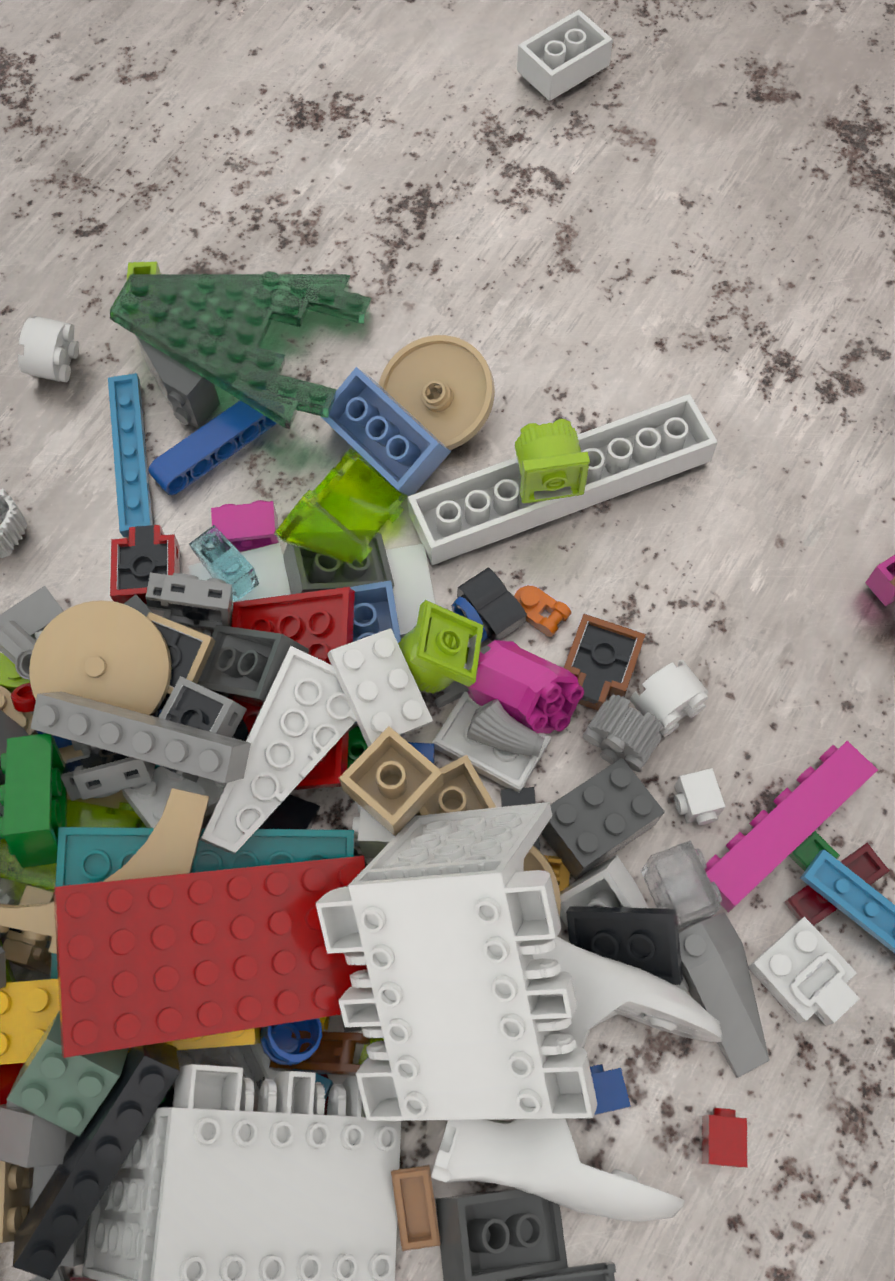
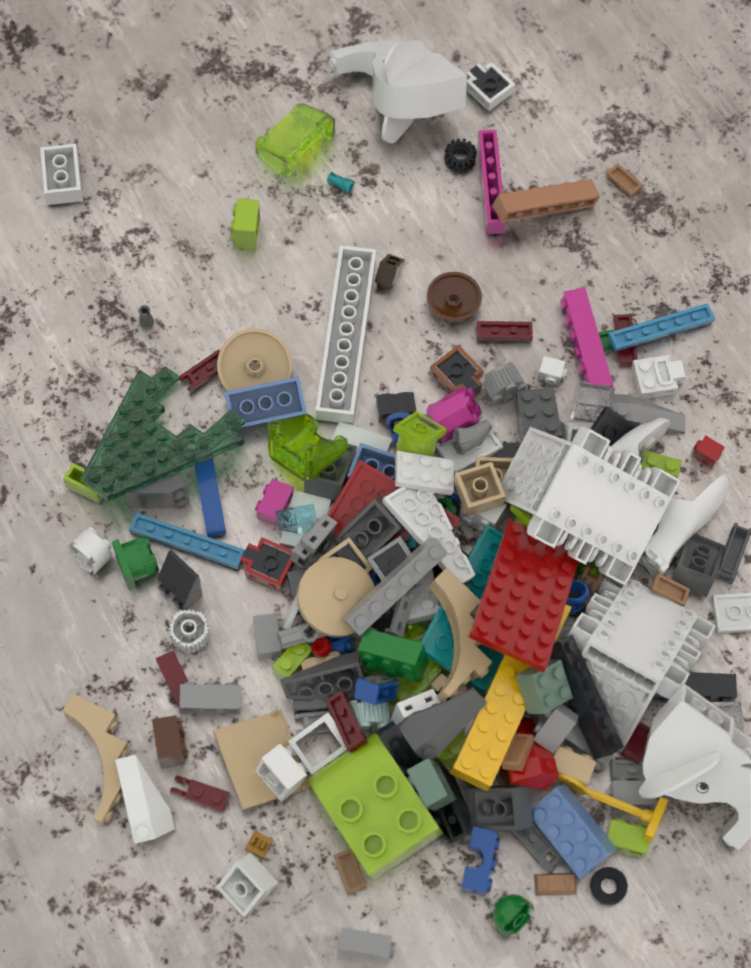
camera: 65 degrees left, 0 degrees up
(54, 471) = (179, 582): none -> black slope
(57, 402) = (135, 559): none -> green piece
(383, 340) = (201, 372): none -> dark red hinge
(427, 243) = (145, 319): none -> dark grey pin
(535, 602) = (405, 385): orange plate -> none
(550, 462) = (347, 329): lime piece -> none
(637, 1057) = (663, 462): none -> lime brick
(642, 273) = (245, 223): none -> lime brick
(671, 696) = (497, 351): white brick -> none
(704, 483) = (389, 271): none -> dark brown slope
(723, 695) = (504, 331): none -> dark red plate
(726, 572) = (456, 288): none -> reddish brown dish
(798, 360) = (343, 183): none -> teal pin
(822, 260) = (294, 136): none -> clear neon green windscreen

